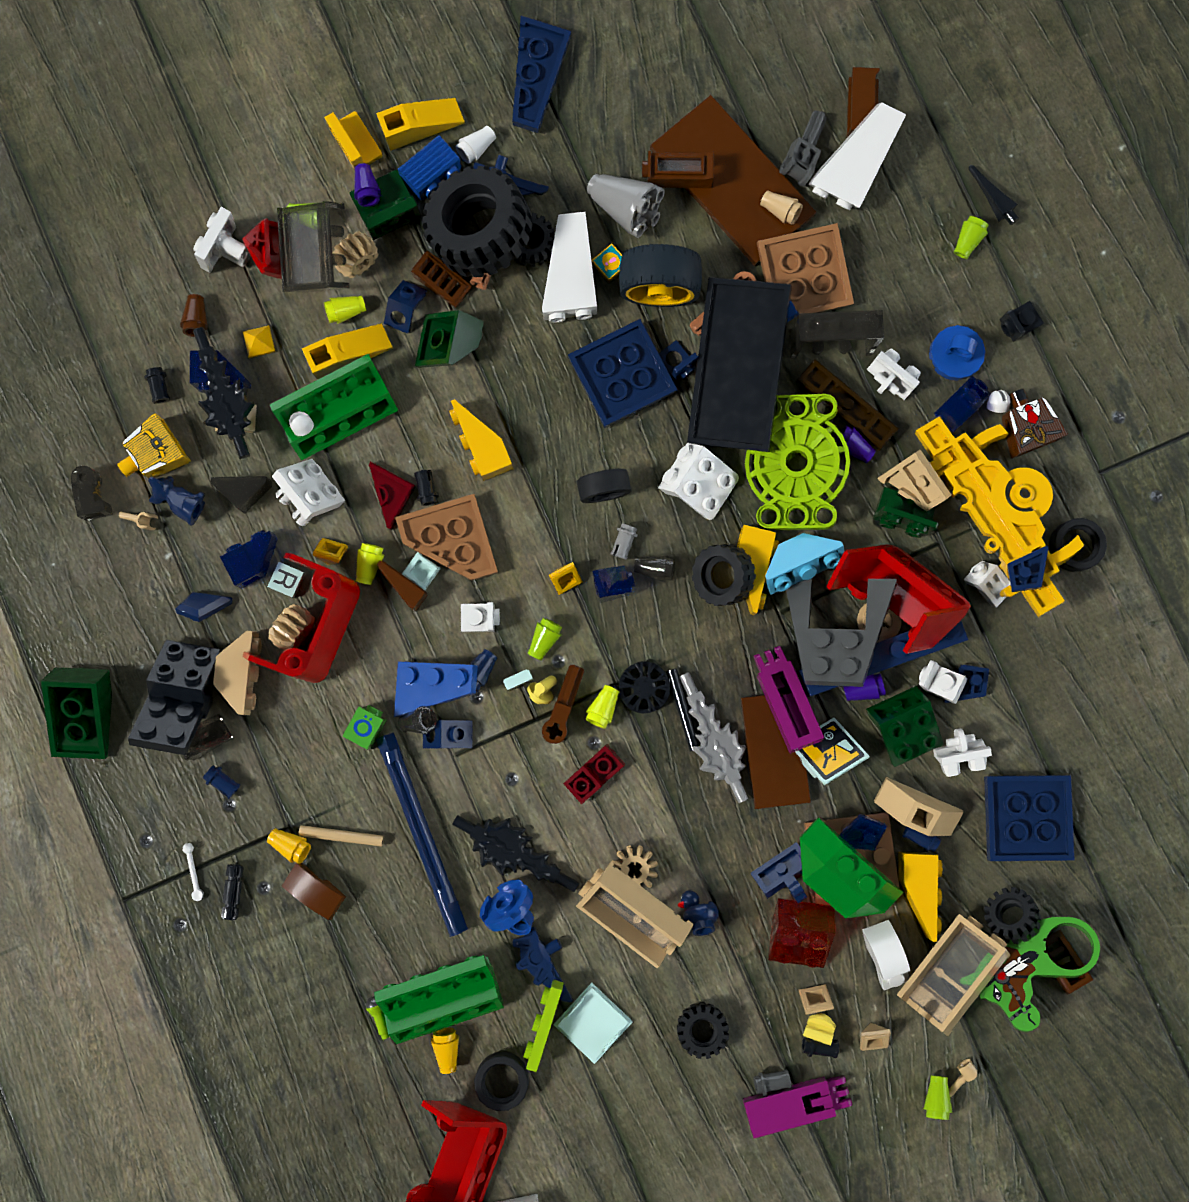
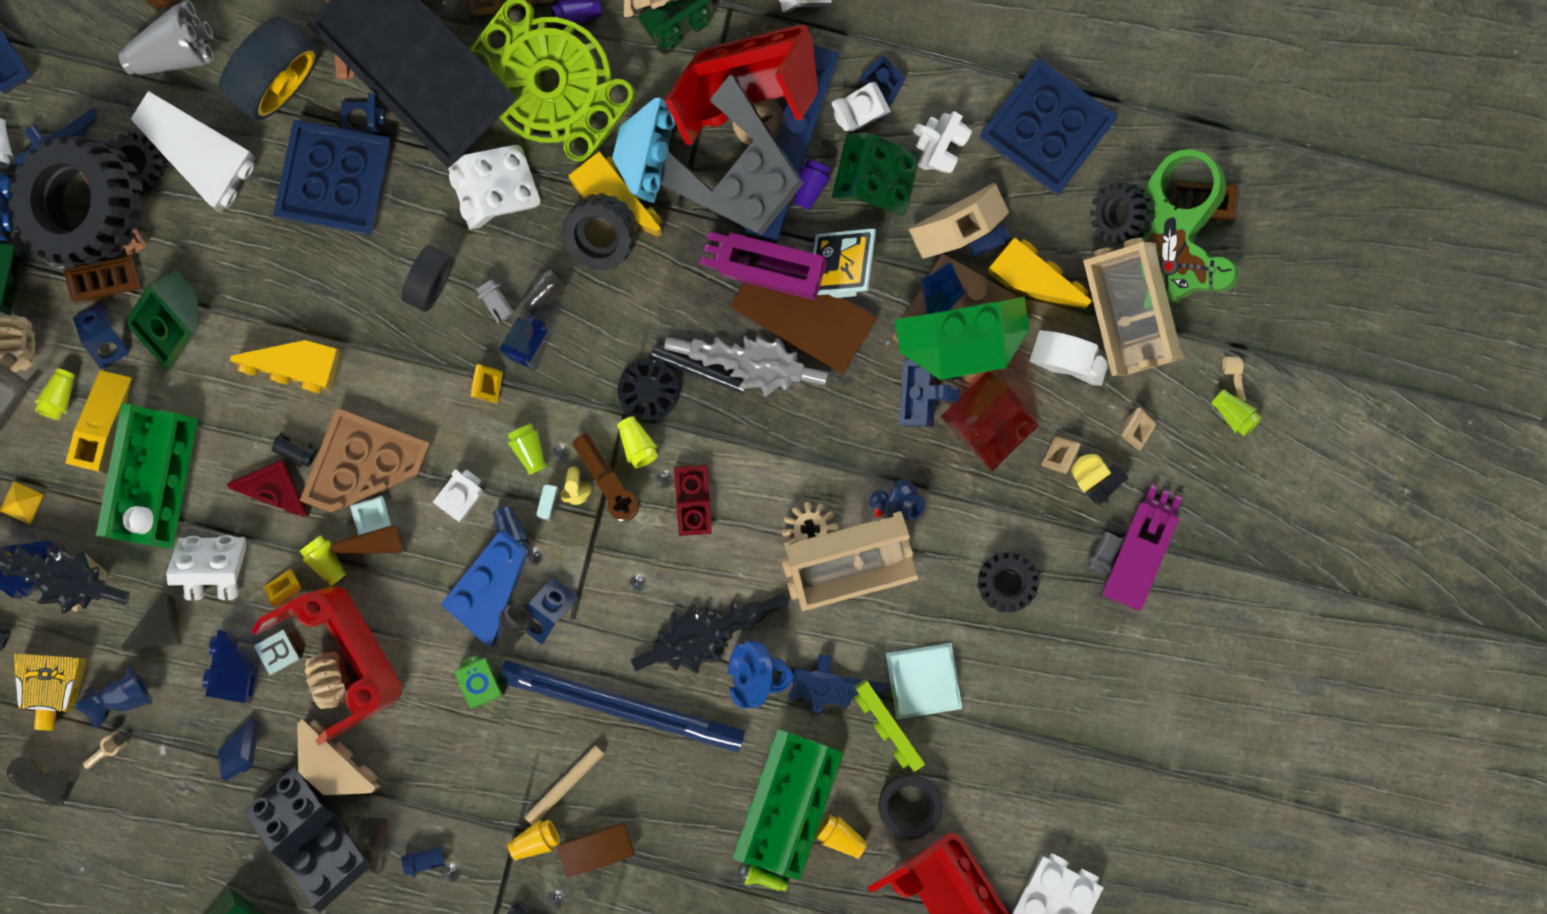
camera: 50 degrees left, 0 degrees up
(608, 262) = (215, 107): tile -> none

